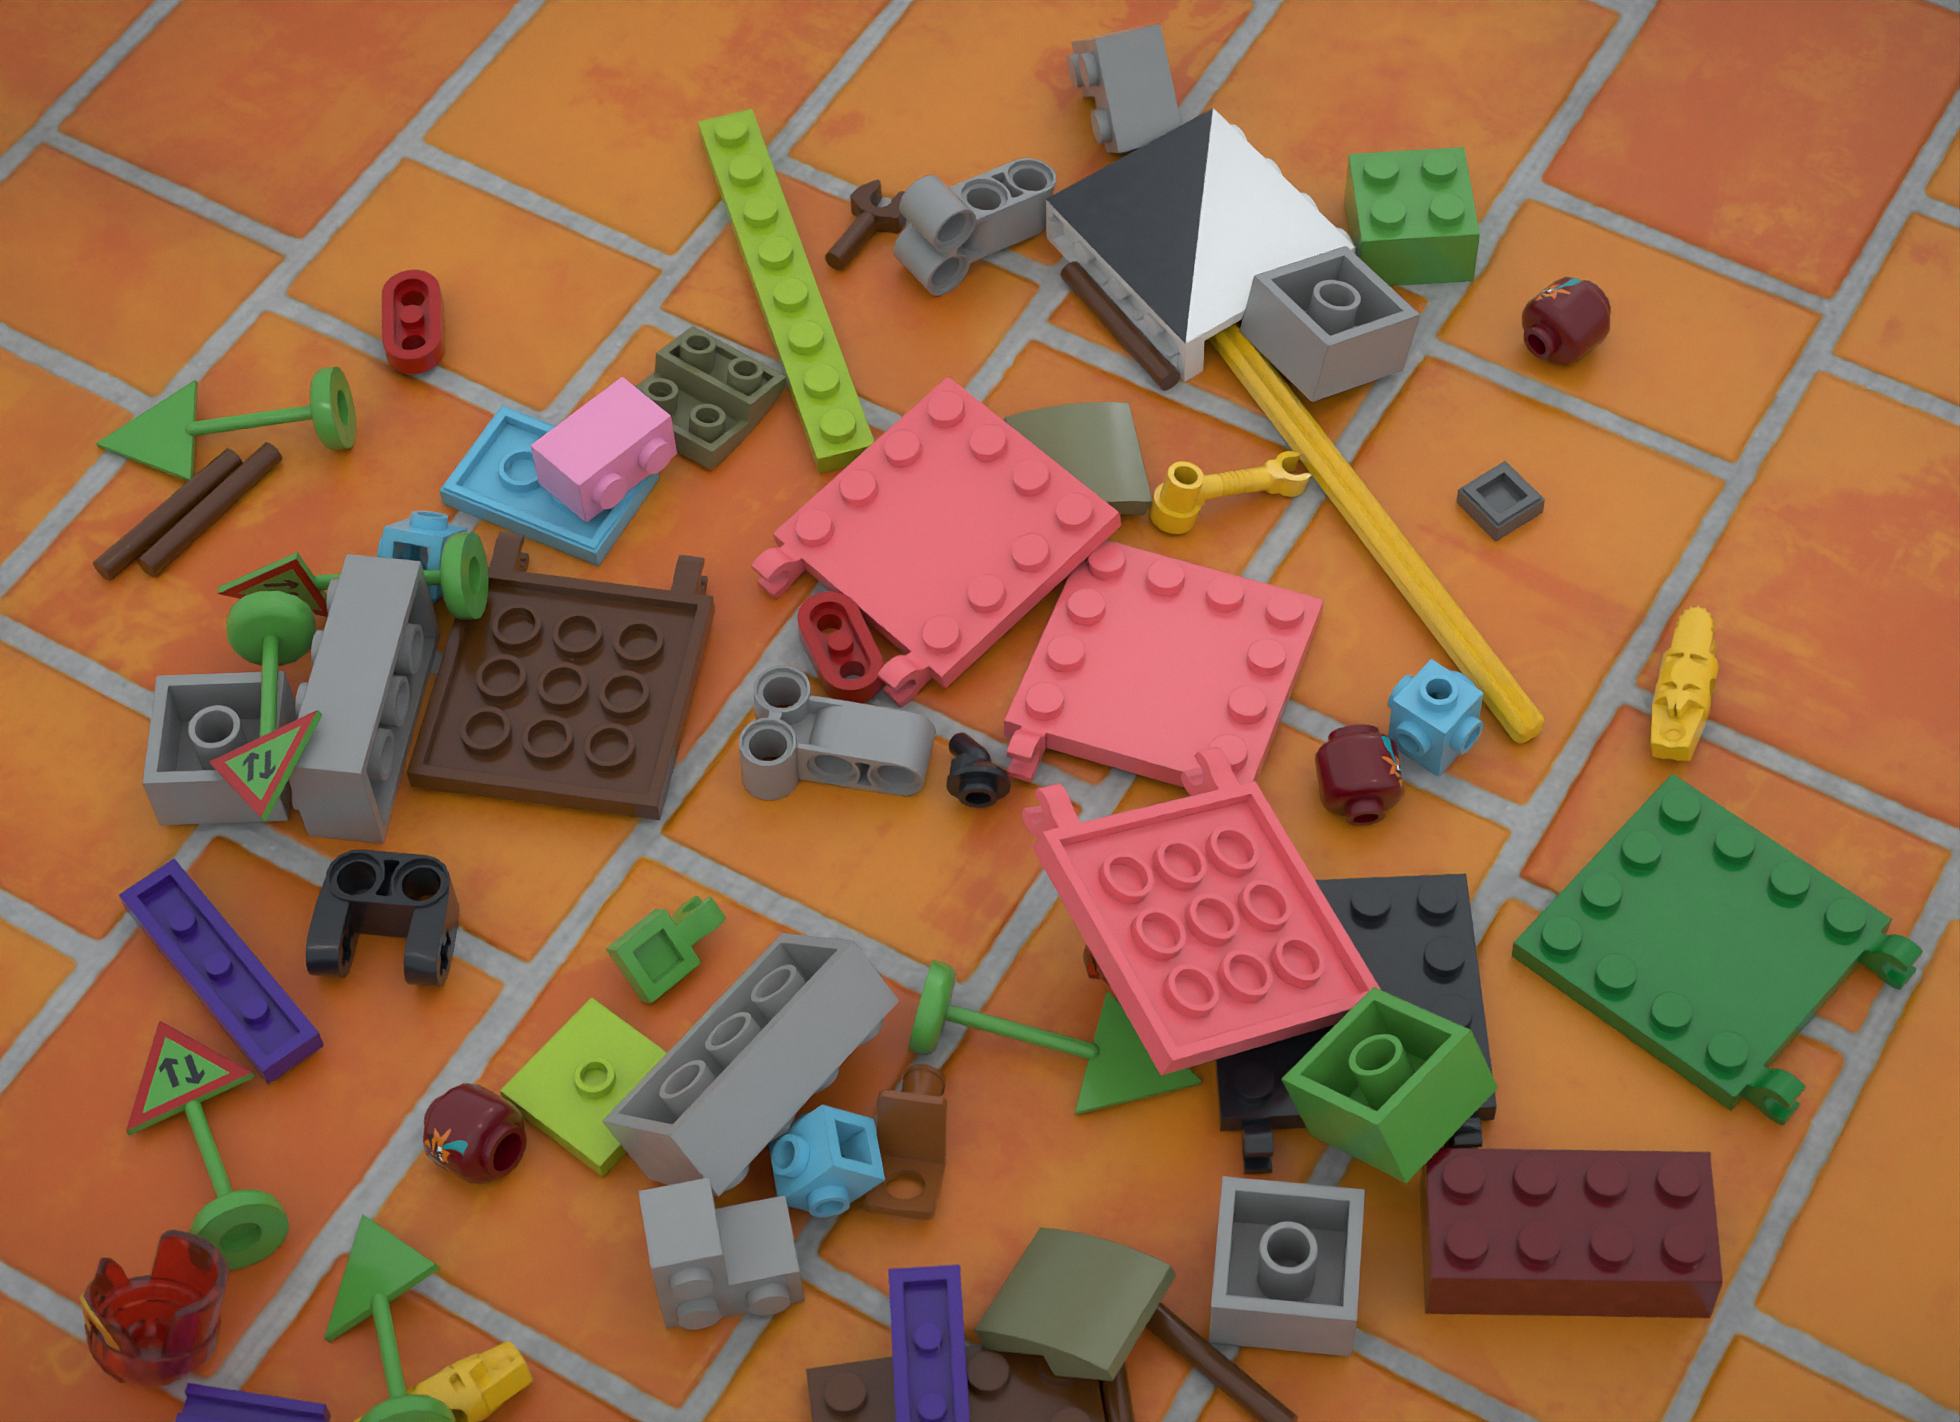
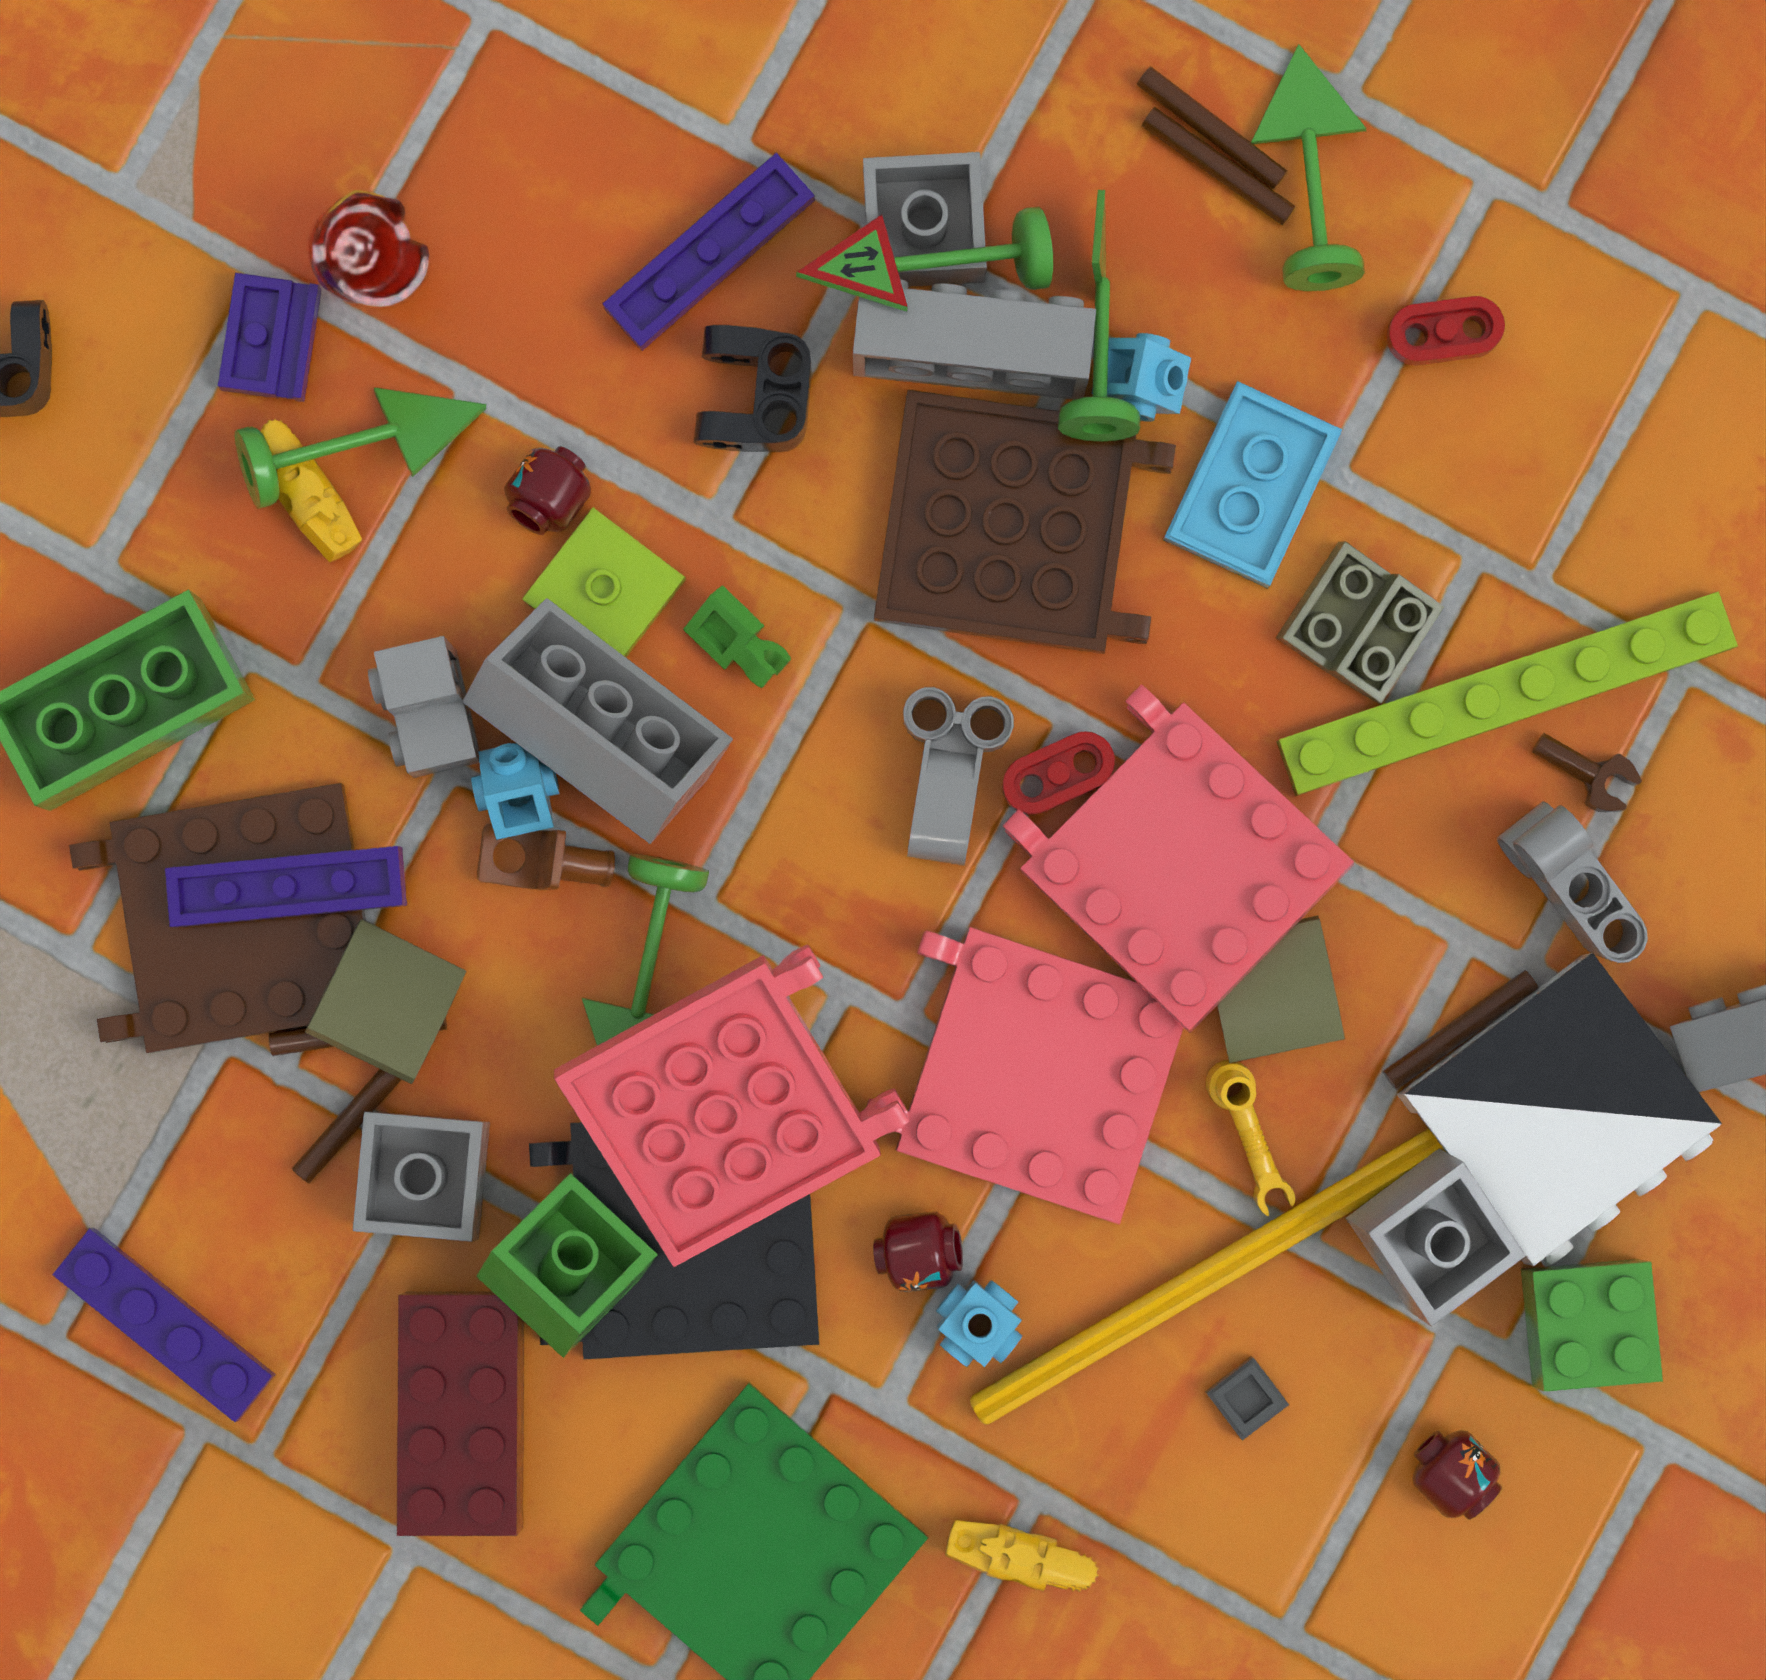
camera: 85 degrees right, 30 degrees up
(178, 1078) = (604, 233): bright green piece -> none
(604, 449) = (1265, 536): bright pink brick -> none
(973, 775) = (911, 905): black plate -> none

